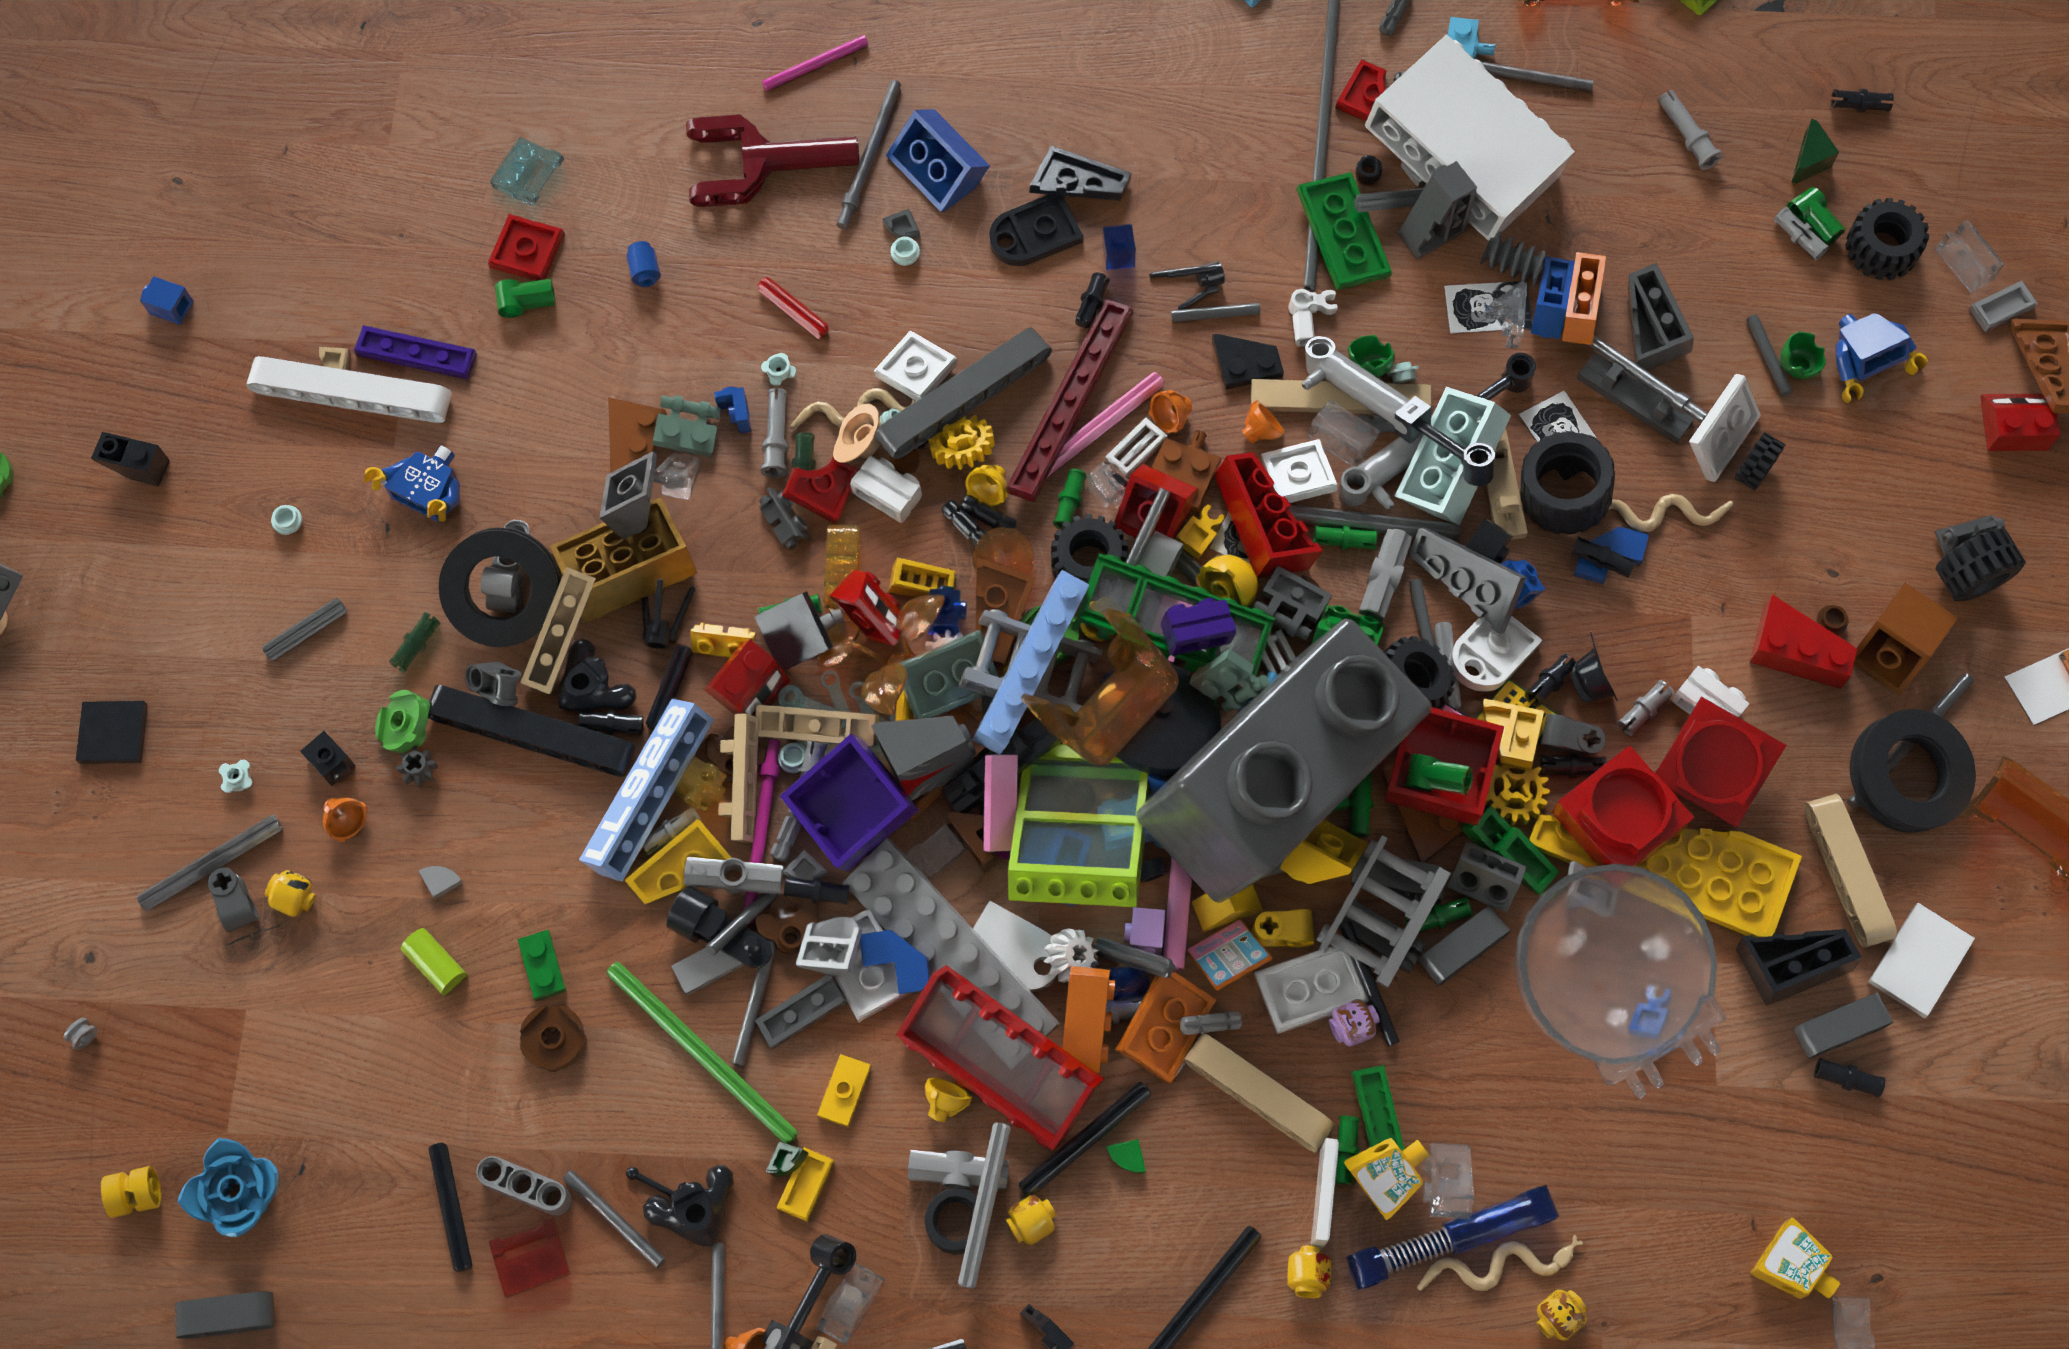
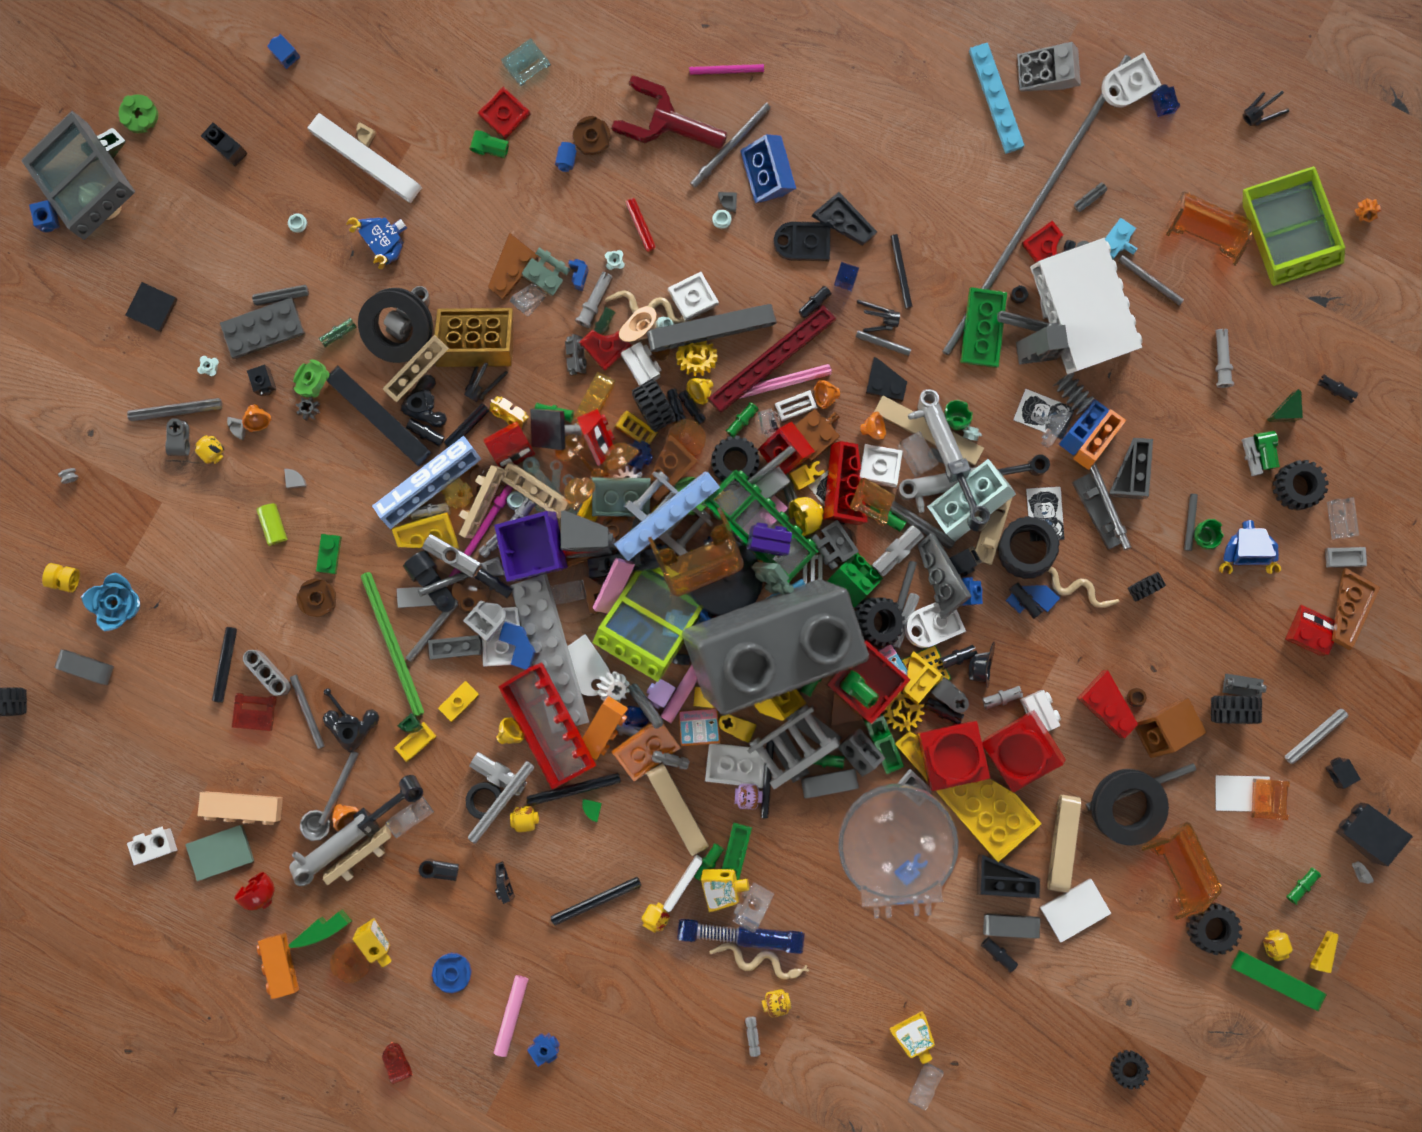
camera: 25 degrees right, 15 degrees up
(296, 688) = (262, 328): none -> dark grey plate
(318, 845) = (236, 427): none -> light grey tile
(415, 352) = (412, 150): dark purple tile -> none
(494, 682) = (369, 379): dark grey piece -> none
(629, 496) = (490, 304): flat silver slope -> none
(666, 238) = (598, 127): none -> reddish brown plate
(933, 529) = (653, 405): none -> black tyre
(1191, 211) = (901, 271): none -> black bar
(1302, 306) = (935, 362): white bar -> none
(1316, 511) = (874, 496): none -> clear orange plate
(1725, 428) = (1138, 557): white tile -> none

